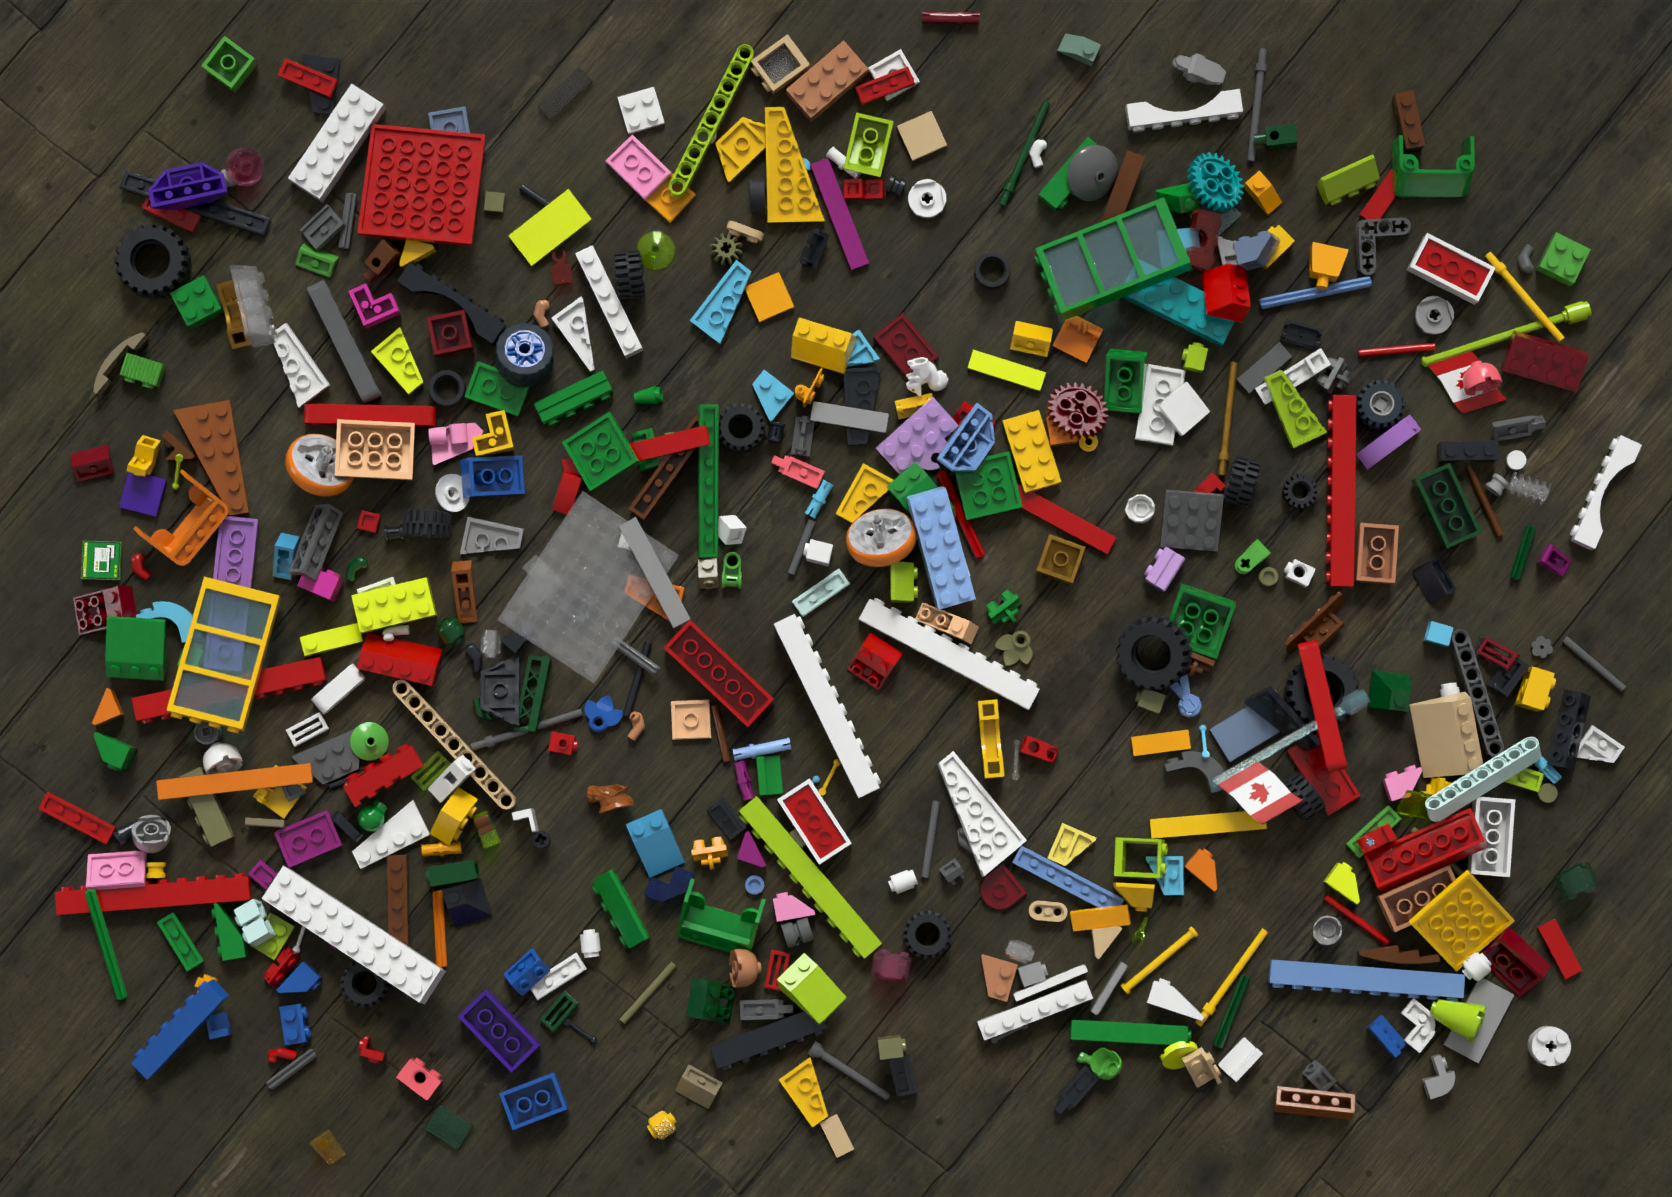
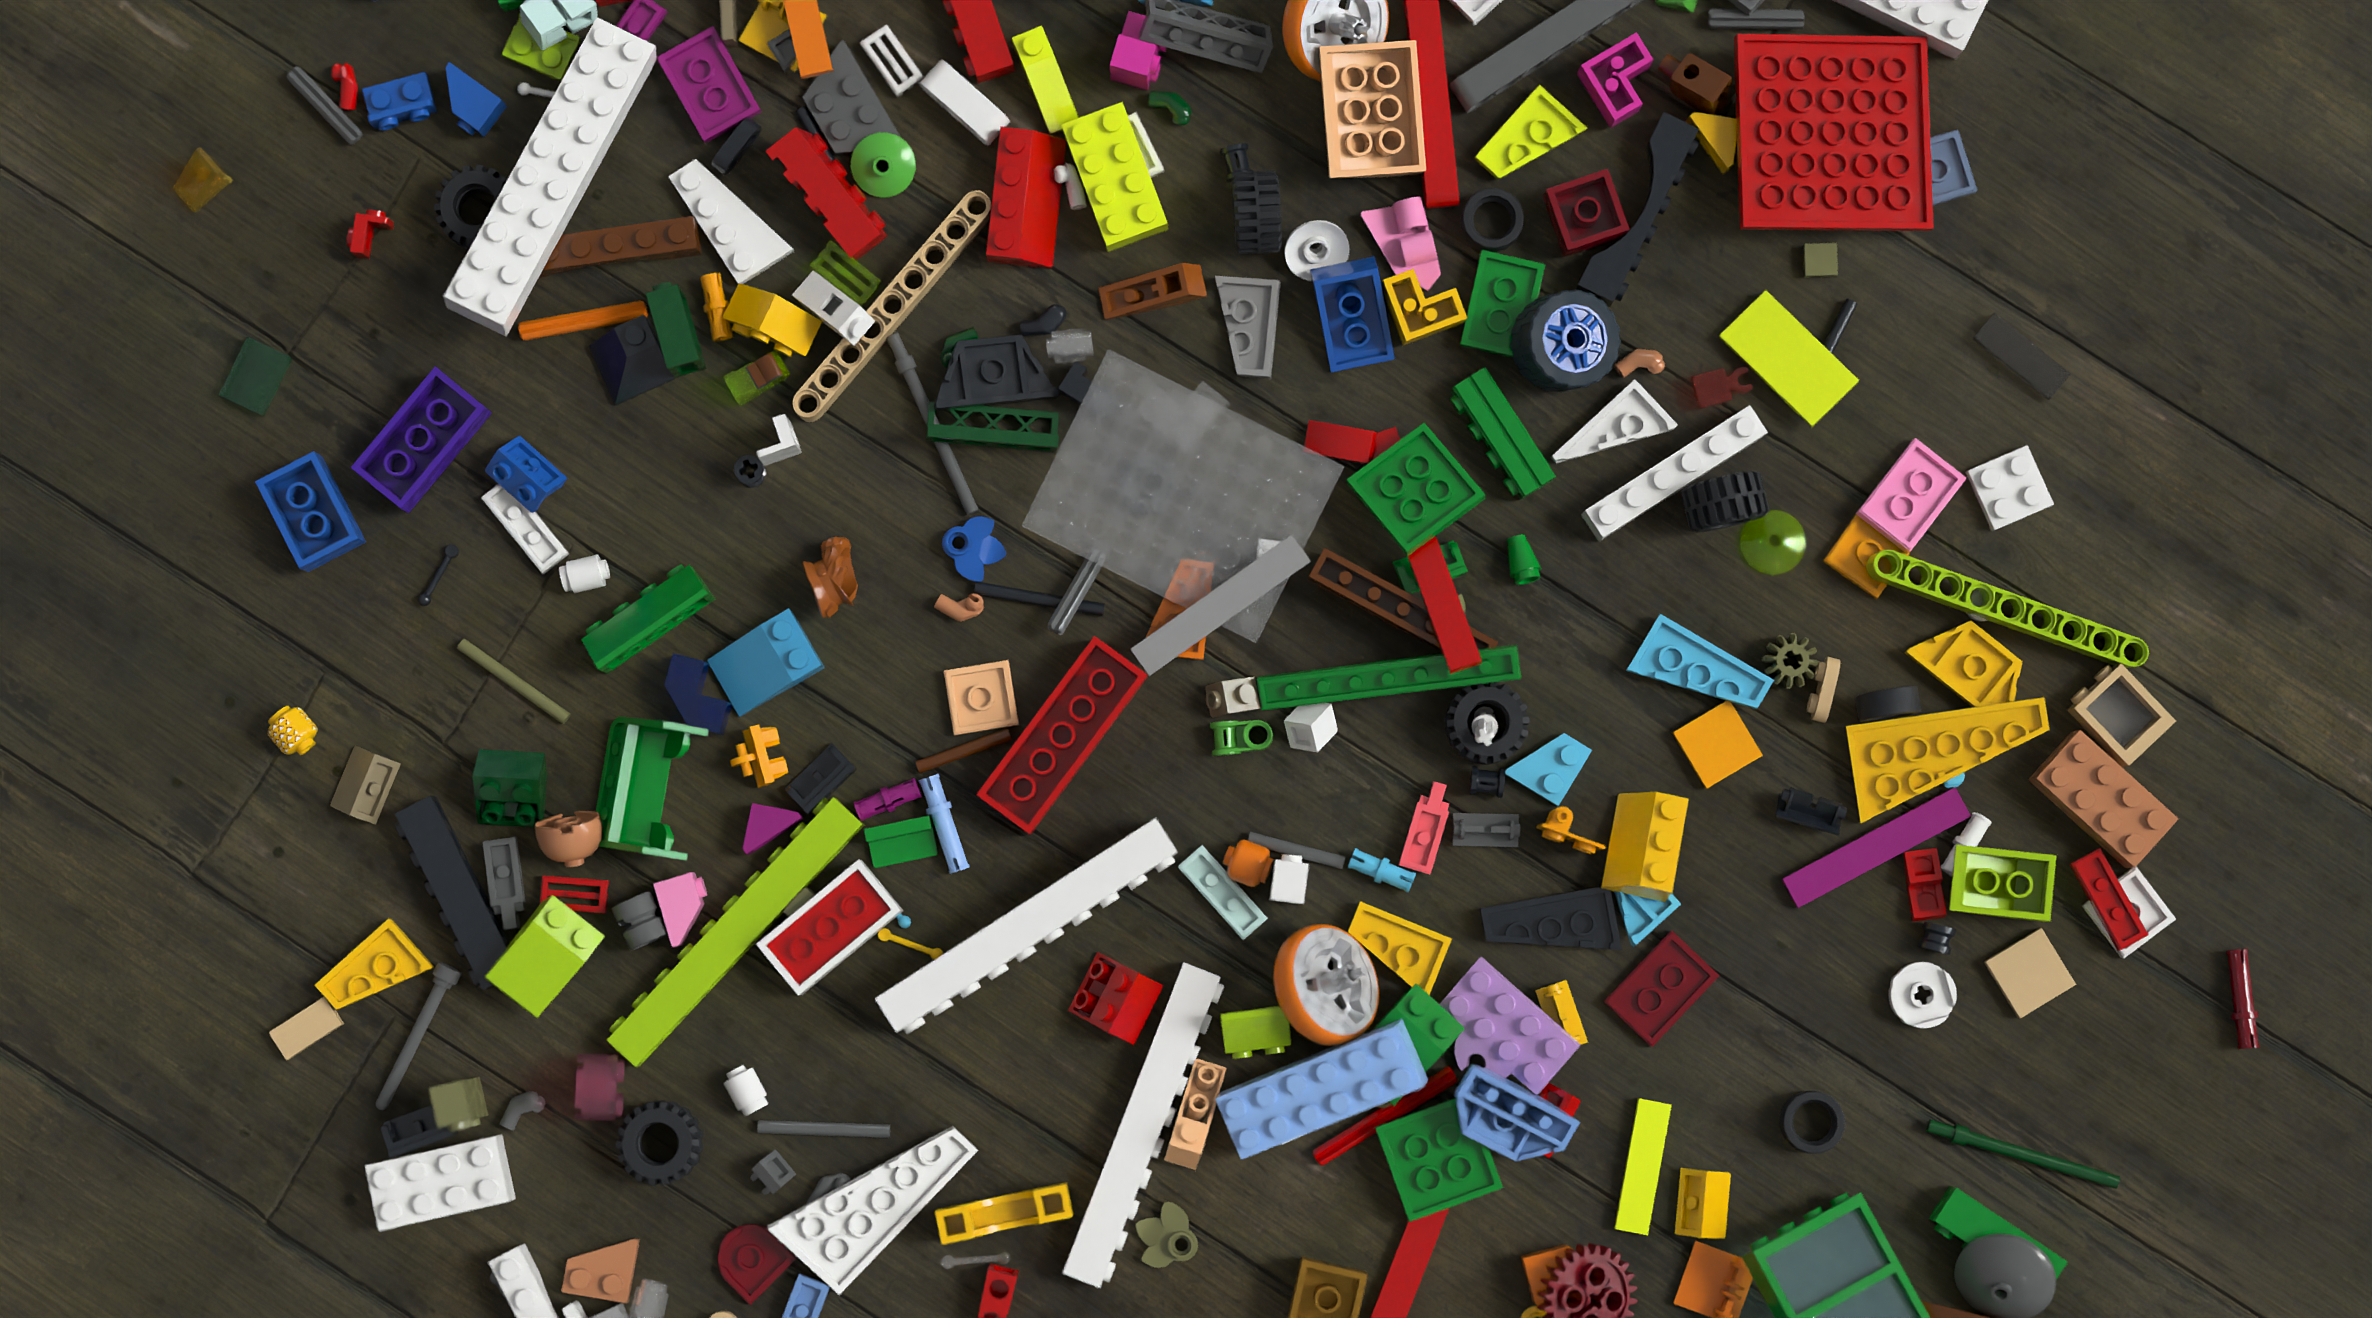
camera: 80 degrees right, 0 degrees up
(277, 974) = (478, 60): red hinge -> none
(368, 521) = (1252, 118): red tile -> none
(372, 816) = (756, 185): green piece -> none
(408, 1077) = (328, 299): coral brick -> none
(450, 631) = (1083, 276): dark green head -> none
(563, 743) = (915, 487): red brick -> none
(570, 999) = (488, 553): dark green tile -> none
(742, 429) = (1484, 725): none -> white axle
(754, 885) = (714, 838): medium blue tile -> none
(805, 575) = (1248, 863): none -> orange head
(849, 417) = (1527, 905): light grey tile -> none
(896, 1015) = (519, 1105): none -> dark grey arm
(925, 372) = (1620, 1025): white animal -> none
(935, 1065) = (440, 1182): none -> white brick
(1006, 610) = (1228, 1214): green hips -> none
(1031, 451) = (1507, 1226): yellow plate -> none
(1035, 152) = (2027, 1172): white arm -> none
(1079, 48) = (2219, 1229): sand green slope -> none

